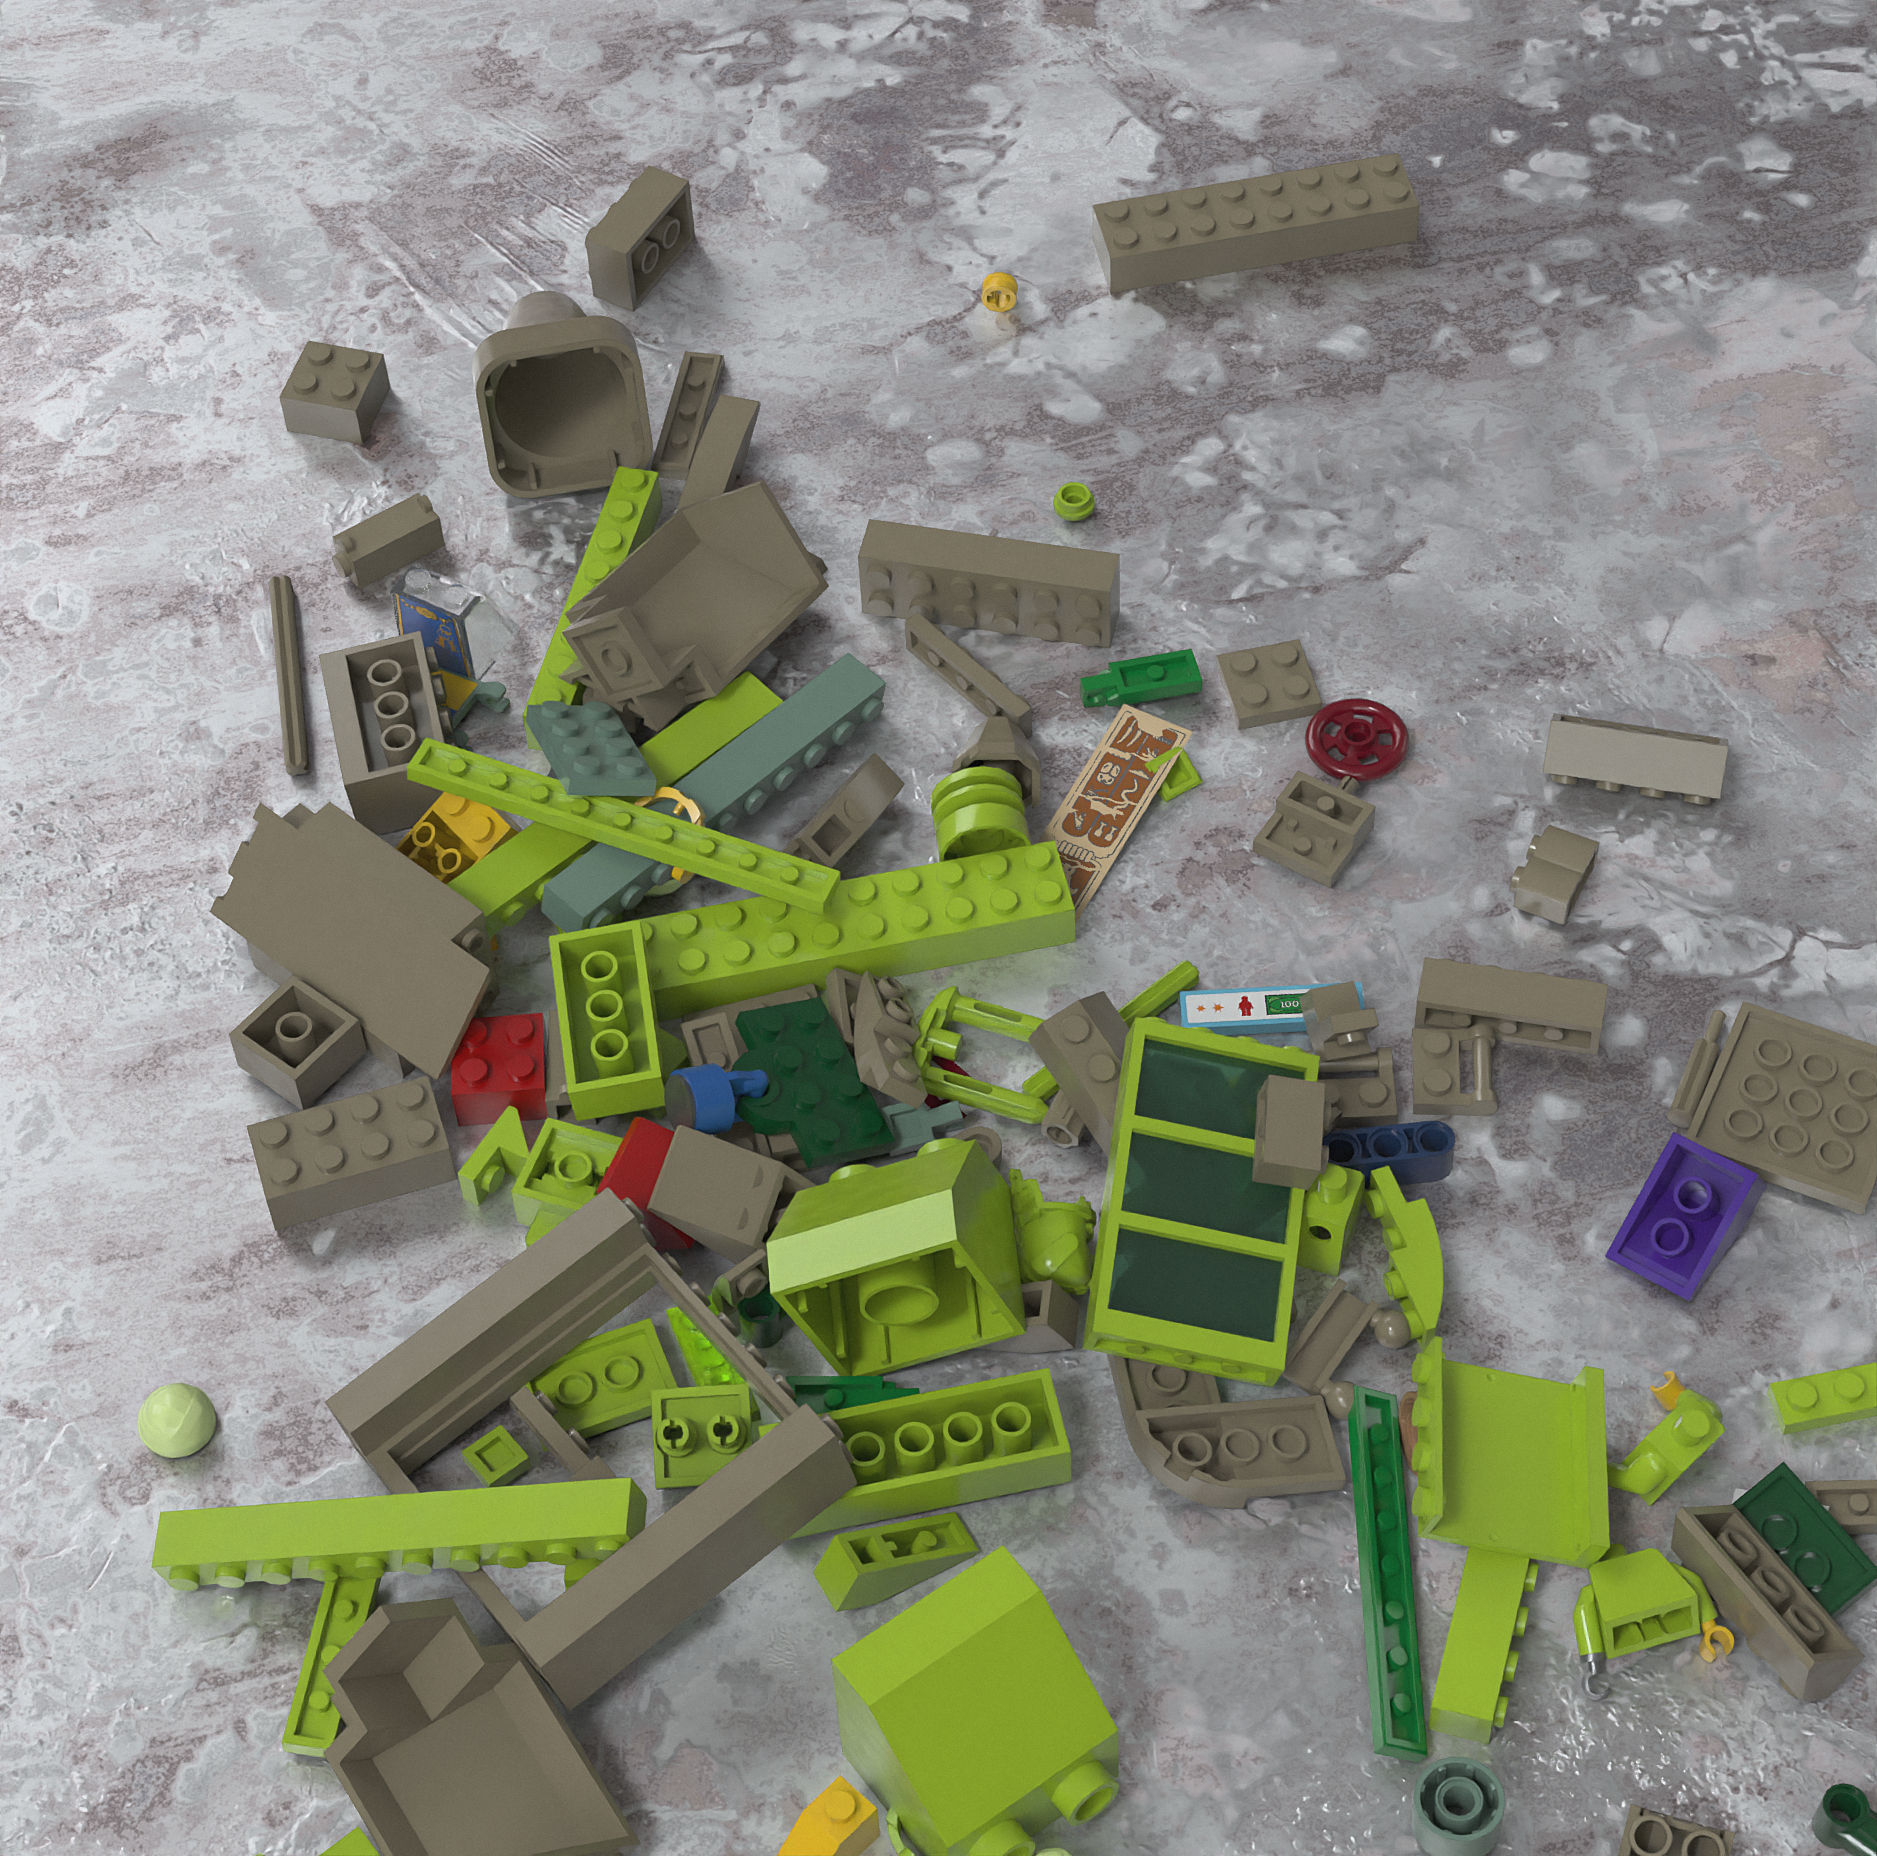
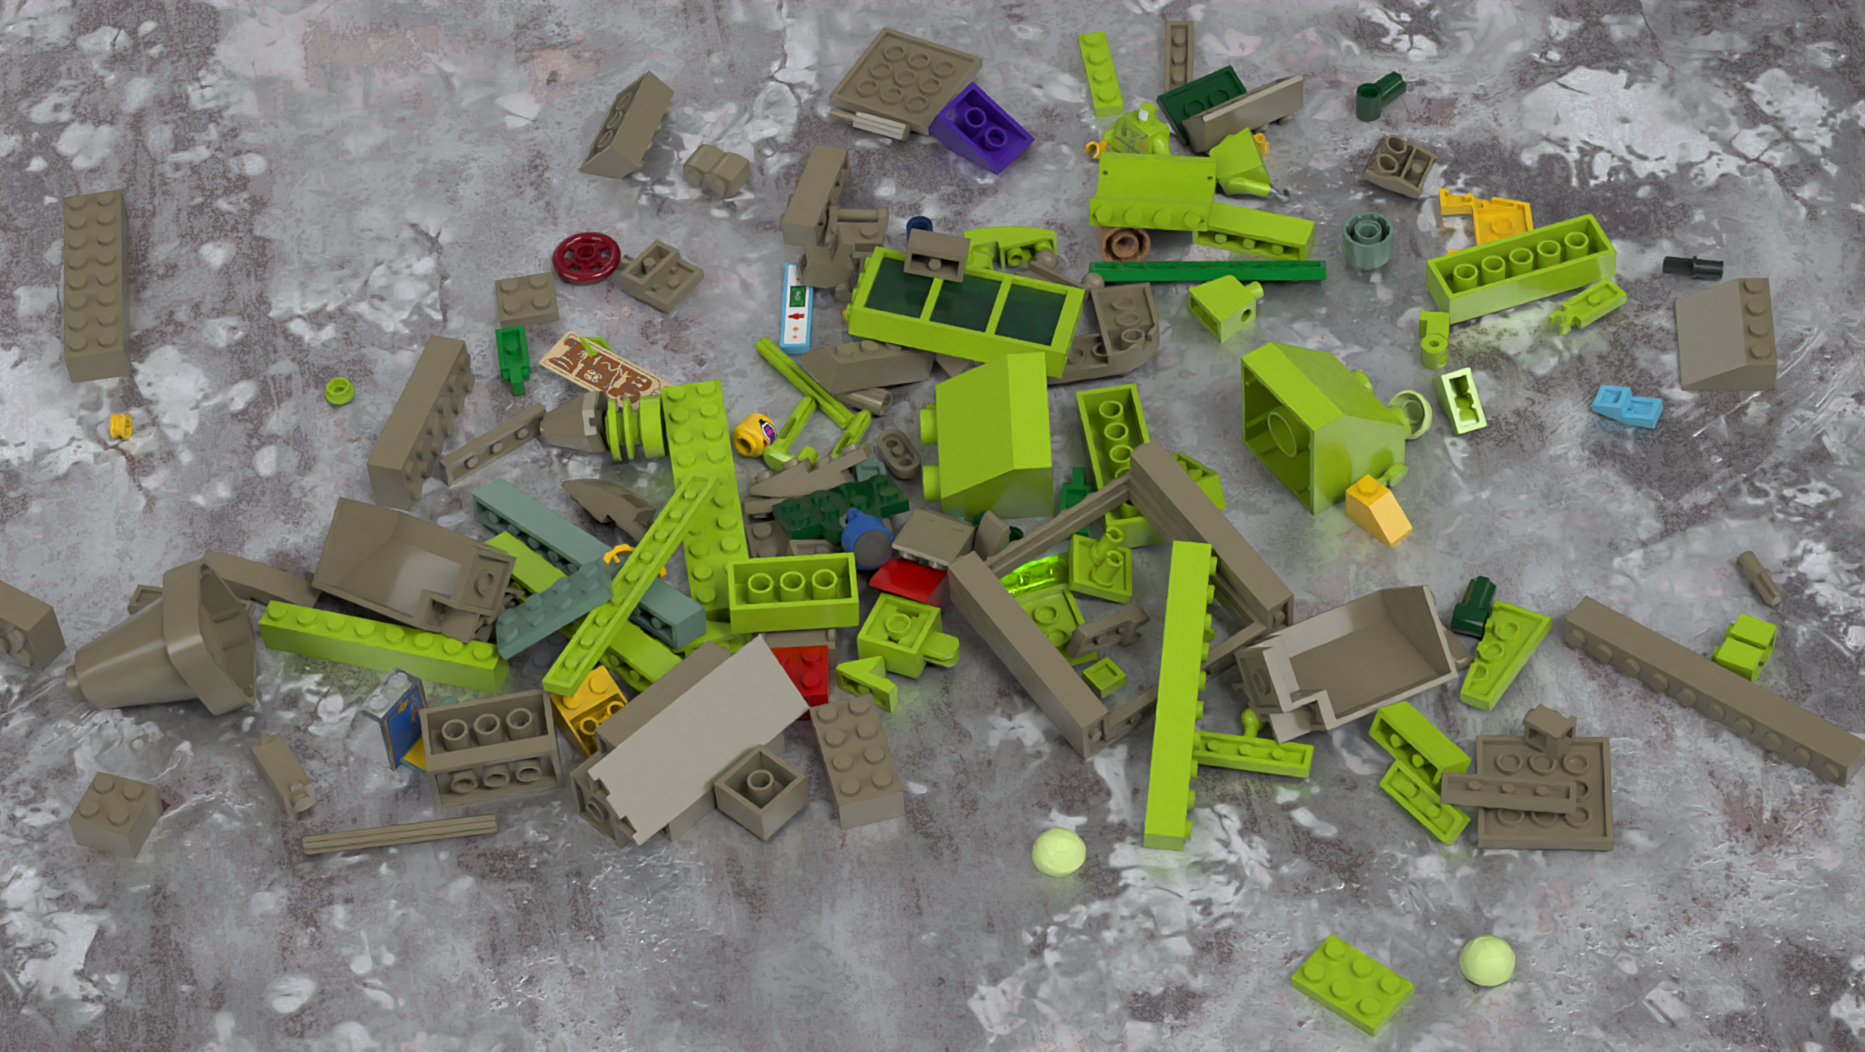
camera: 85 degrees left, 5 degrees down
(987, 973) = (754, 434): none -> yellow head
(1298, 1597) = (1224, 305): none -> lime torso

